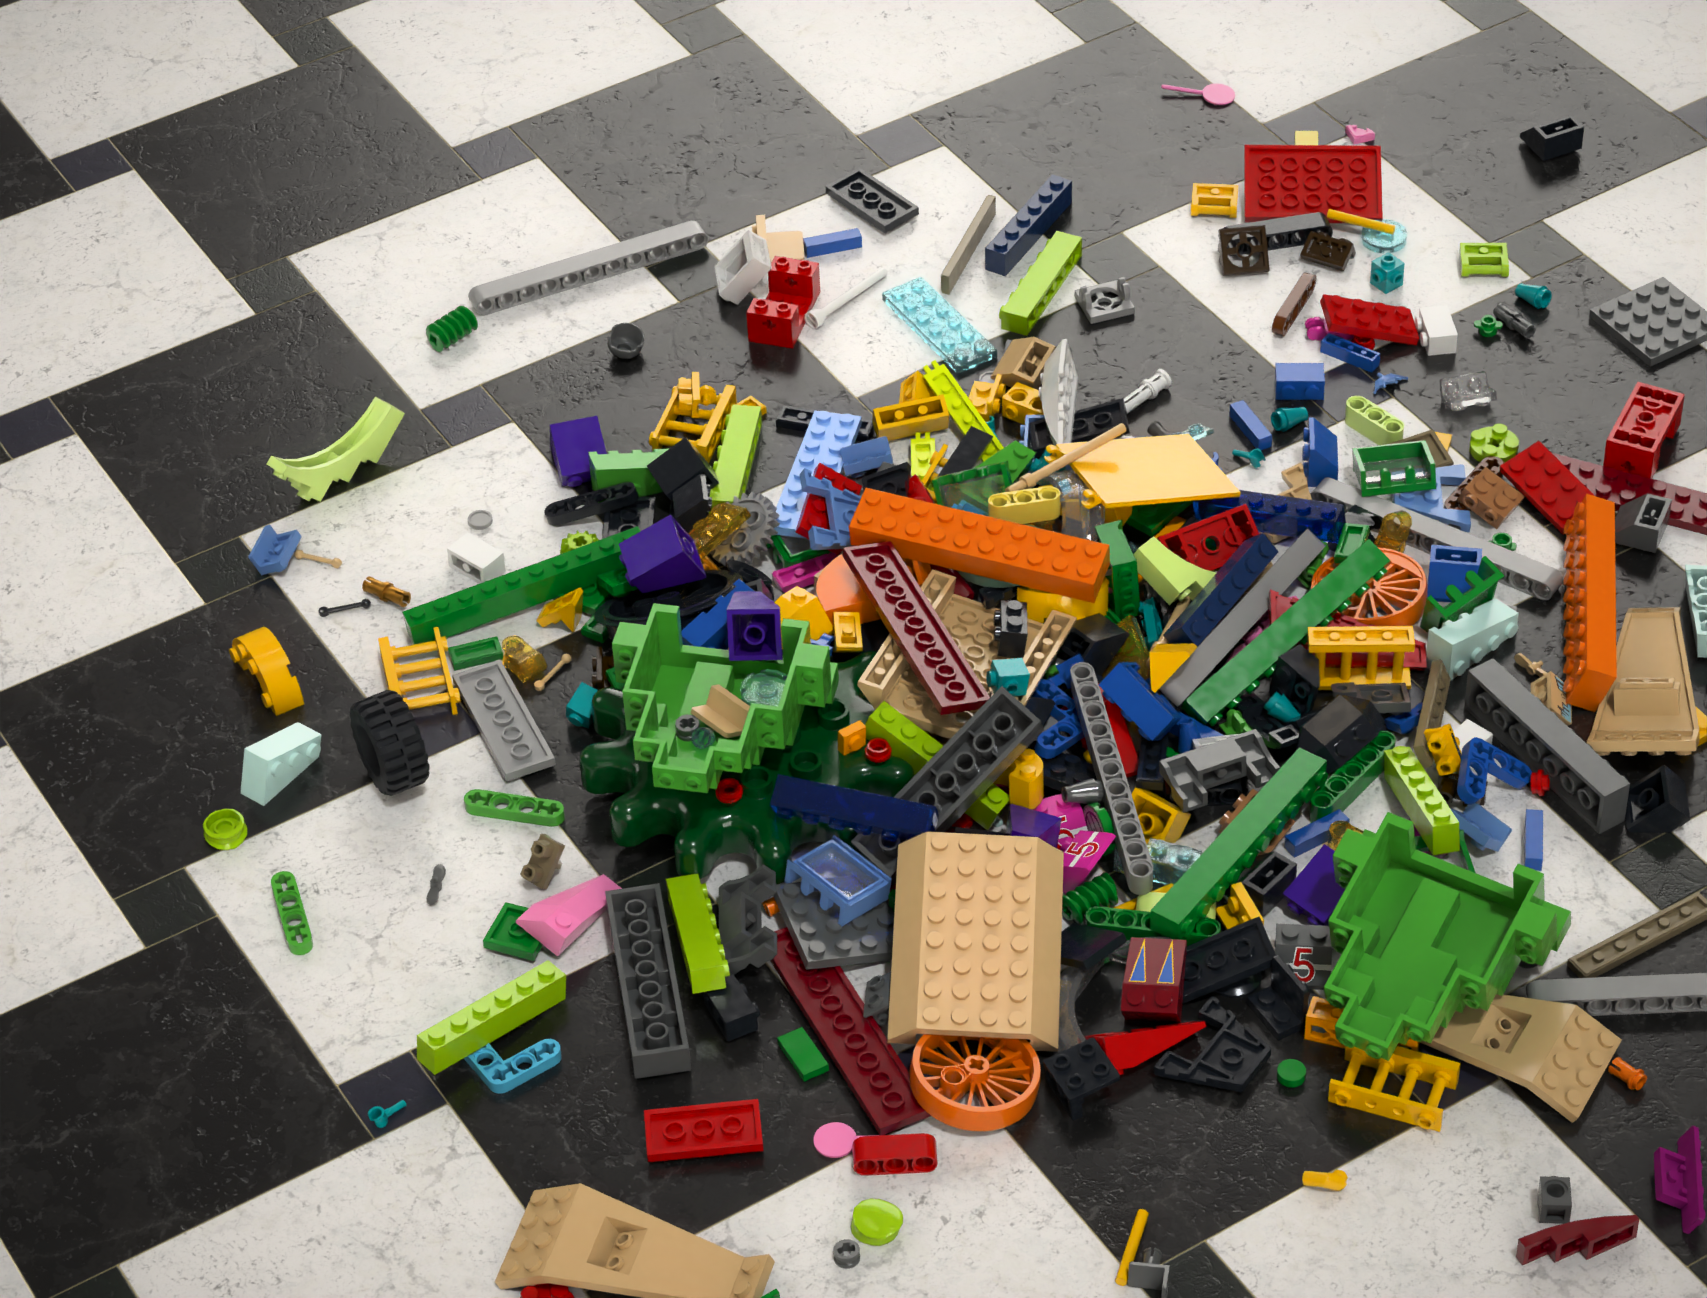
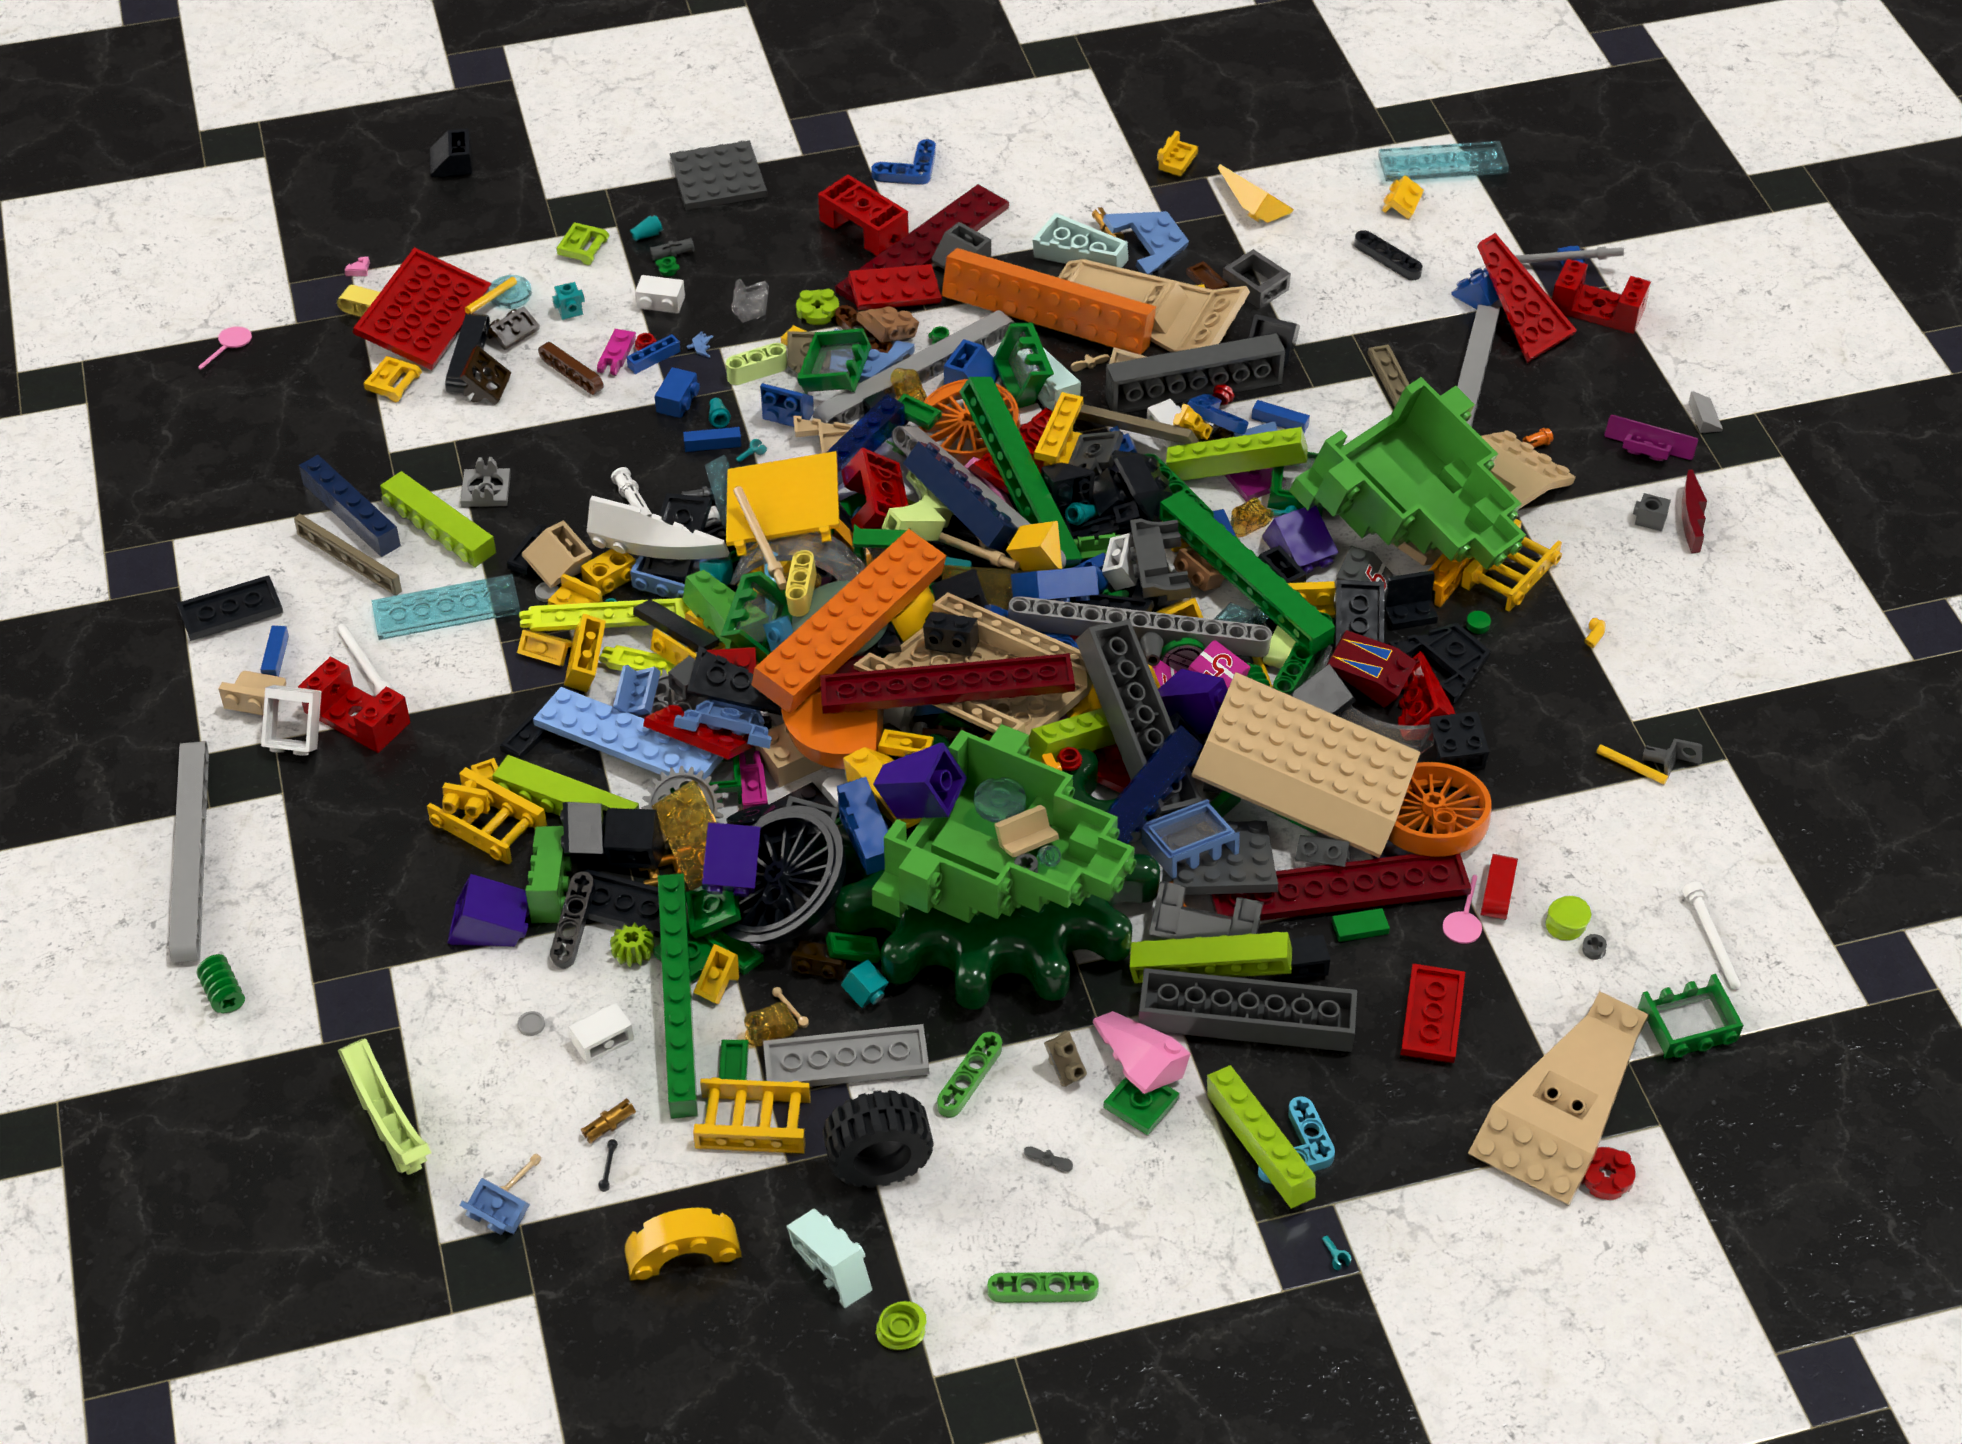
camera: 75 degrees left, 5 degrees up
(625, 340) = (333, 841): dark grey hair -> none
(1010, 674) = (1039, 638): teal brick -> none
(1369, 319) = (628, 326): red plate -> none

